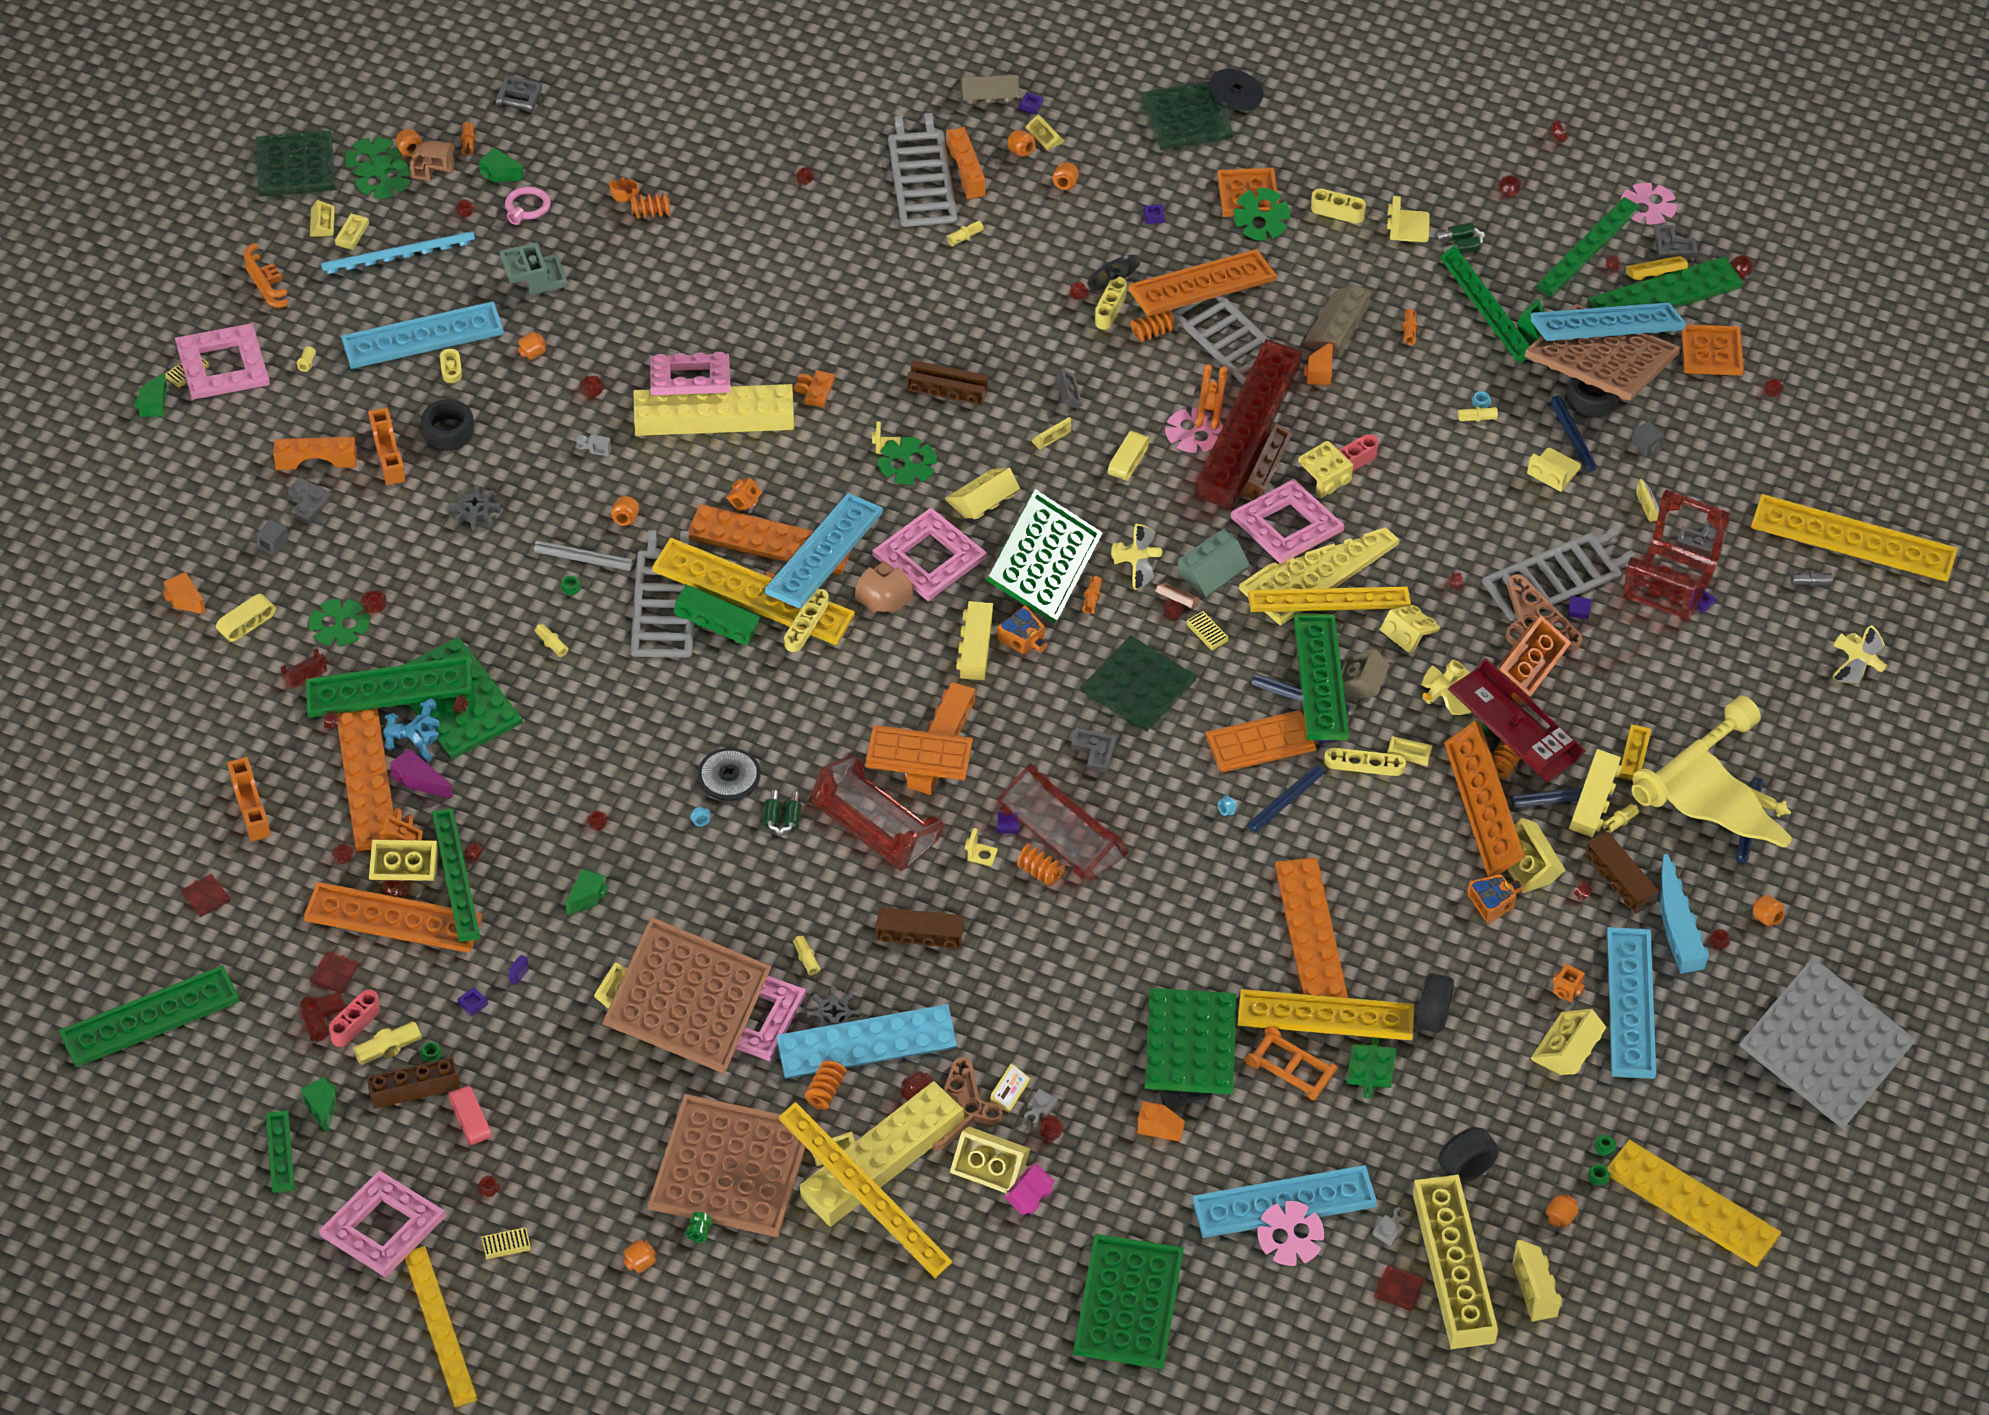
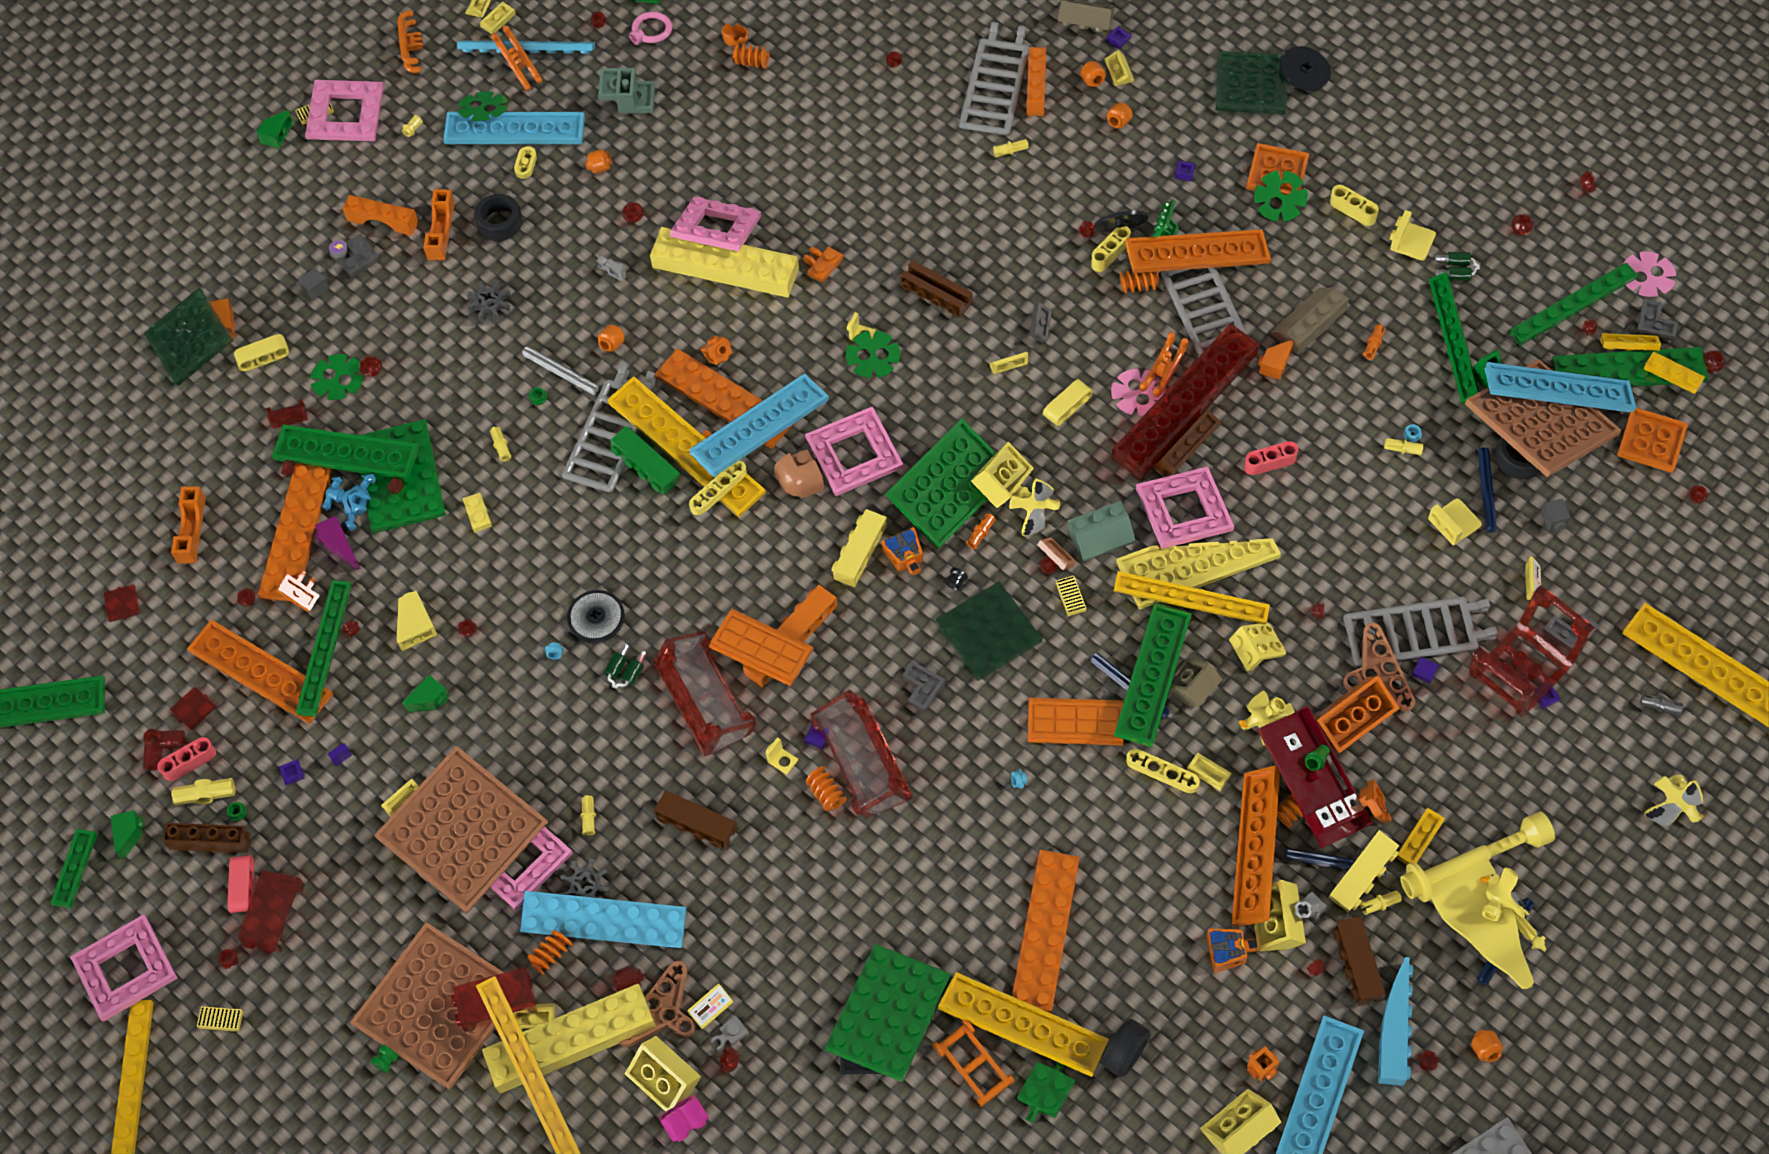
camera: 25 degrees right, 10 degrees up
(159, 620) = (188, 337): none -> clear green plate
(281, 498) = (338, 248): none -> tile
(378, 328) = (479, 112): none -> green piece
(396, 265) = (516, 58): none -> orange piece
(400, 890) = (277, 647): clear red plate -> none
(403, 860) = (286, 623): light yellow slope -> none
(514, 1130) = (269, 911): none -> clear red panel
(539, 827) = (413, 621): none -> light yellow slope
(556, 710) = (477, 512): none -> light yellow plate
(639, 1256) = (322, 1071): orange head -> none
(776, 1143) = (517, 990): none -> clear red panel
(984, 493) = (924, 404): light yellow slope -> none
(1086, 643) = (956, 579): none -> black wheel
(1094, 536) = (1002, 475): none -> light yellow slope
(1157, 260) = (1165, 225): none -> green bracket
(1159, 1122) = (829, 1086): orange slope -> none
(1285, 798) = (1075, 787): dark blue axle -> none
(1327, 467) = (1240, 464): light yellow bracket -> none
(1512, 703) = (1316, 759): none -> green cone
(1558, 837) = (1310, 907): none -> light grey piece
(1575, 727) = (1374, 799): none -> orange plate
(1709, 284) = (1674, 372): none -> yellow plate
(1731, 772) = (1501, 895): none -> light yellow animal

